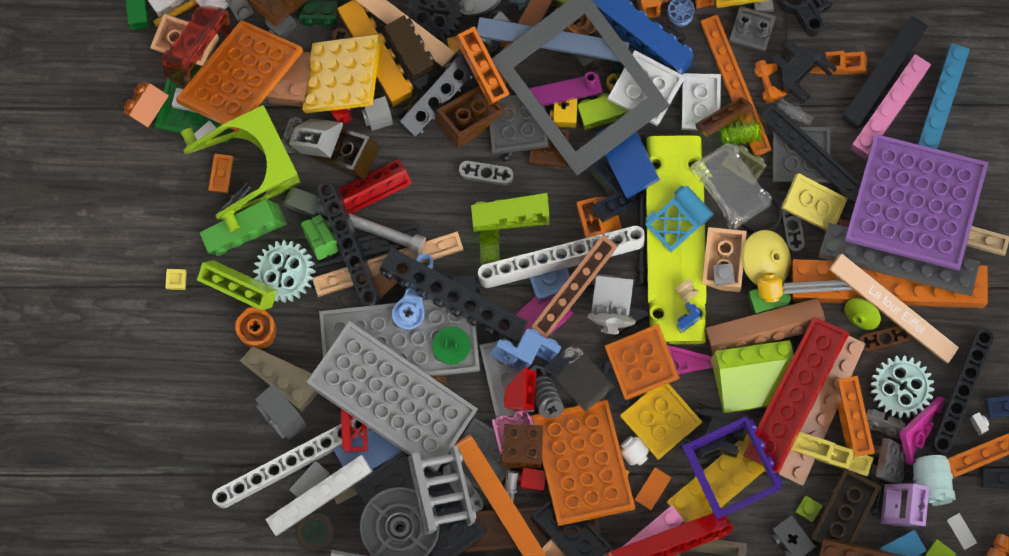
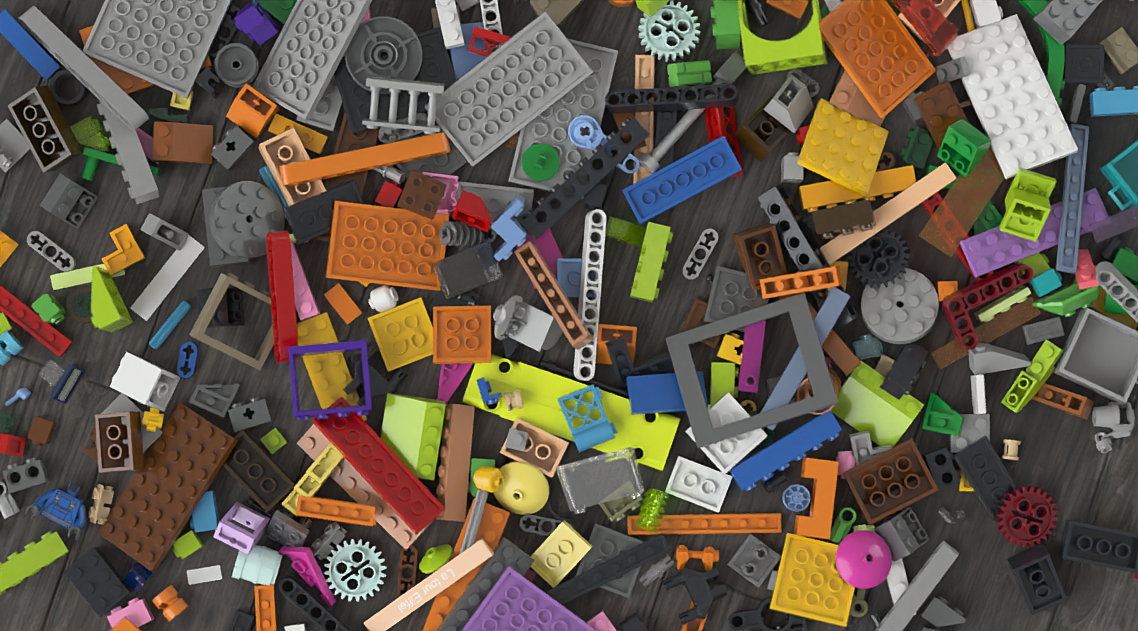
camera: 105 degrees right, 10 degrees up
(423, 209) = (682, 180): none -> blue plate
(724, 116) = (673, 499): reddish brown tile -> none

